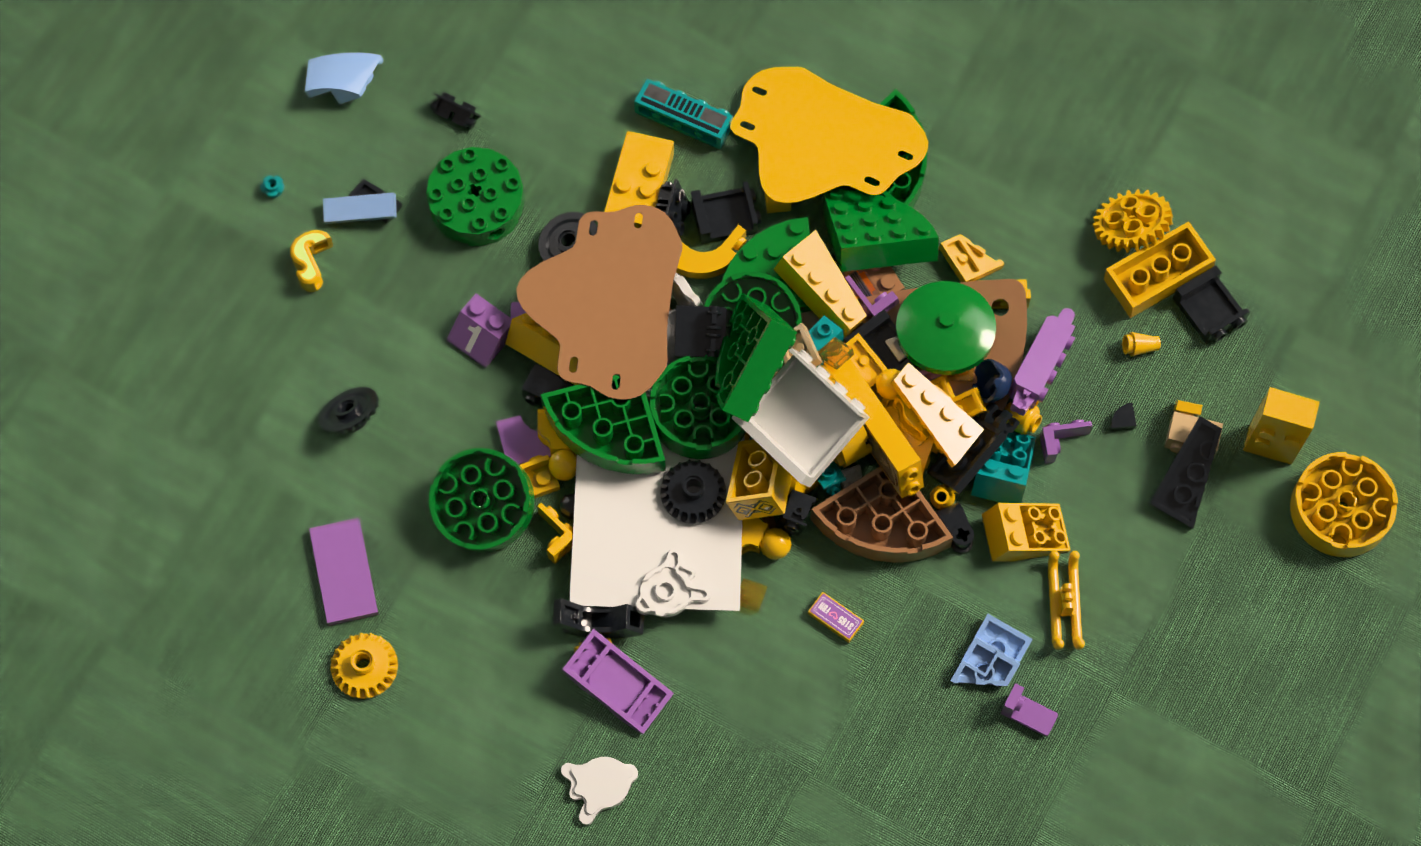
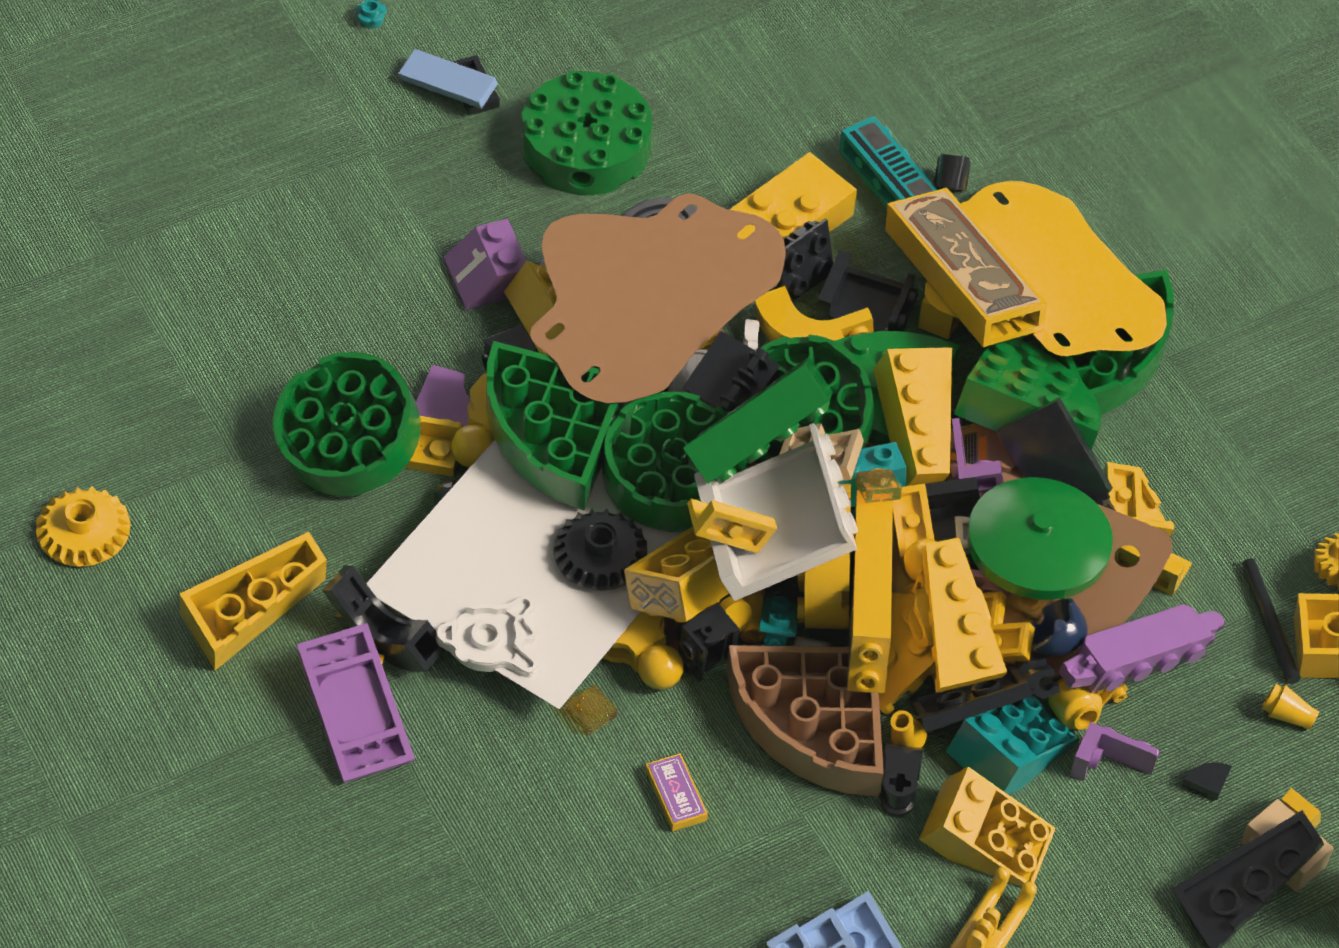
camera: 30 degrees right, 15 degrees down
(301, 255) = (347, 90): yellow animal -> none
(343, 571) = (139, 420): medium lavender tile -> none
(348, 411) = (273, 263): black gear -> none
(463, 115) = (626, 32): black hinge -> none
(503, 657) = (250, 597): none -> yellow wedge
(559, 545) = (401, 525): yellow bracket -> none
(600, 784) = (249, 807): white tile -> none
(720, 92) = (952, 172): none -> black piece
(781, 162) = (965, 267): none -> brick
(782, 444) = (731, 525): none -> yellow panel
(917, 263) = (1052, 447): none -> black tile
(1094, 290) = (1271, 621): none -> black bar

